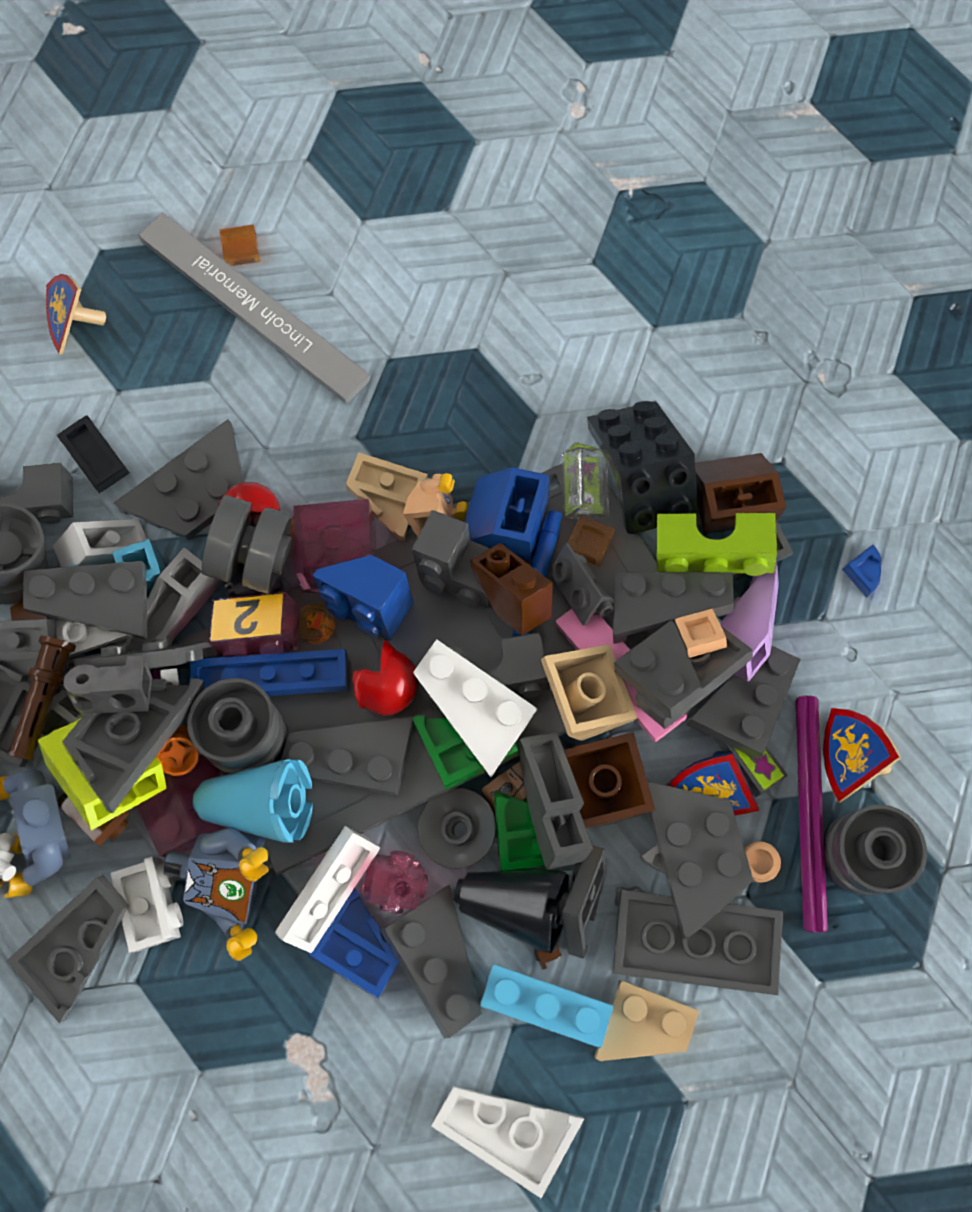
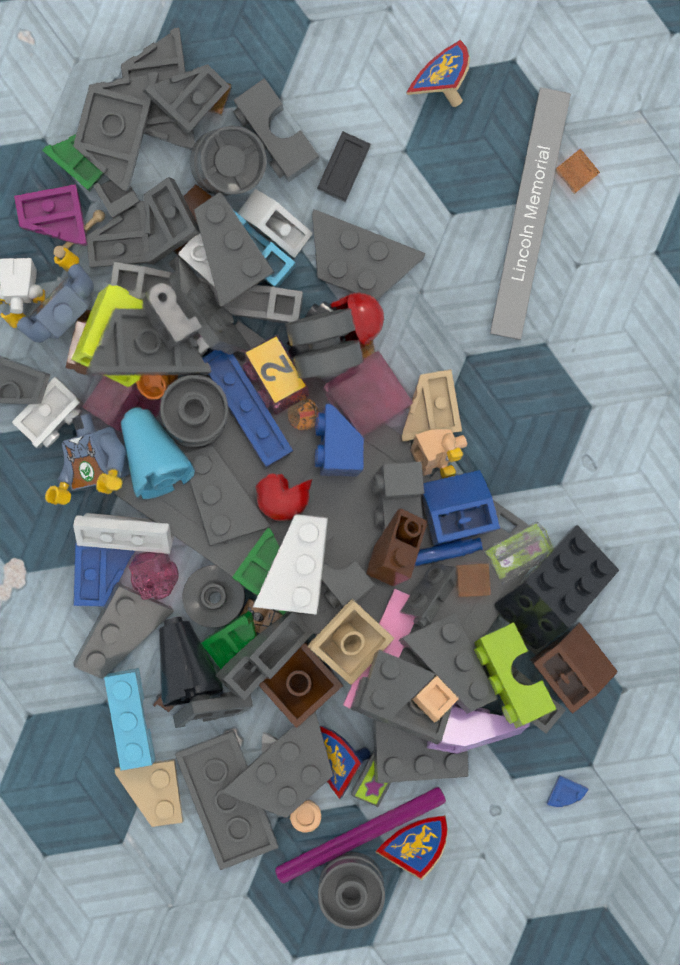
camera: 65 degrees right, 15 degrees up
(45, 678) = (154, 258): reddish brown pin -> none
(509, 1134) = (37, 737): white wing -> none

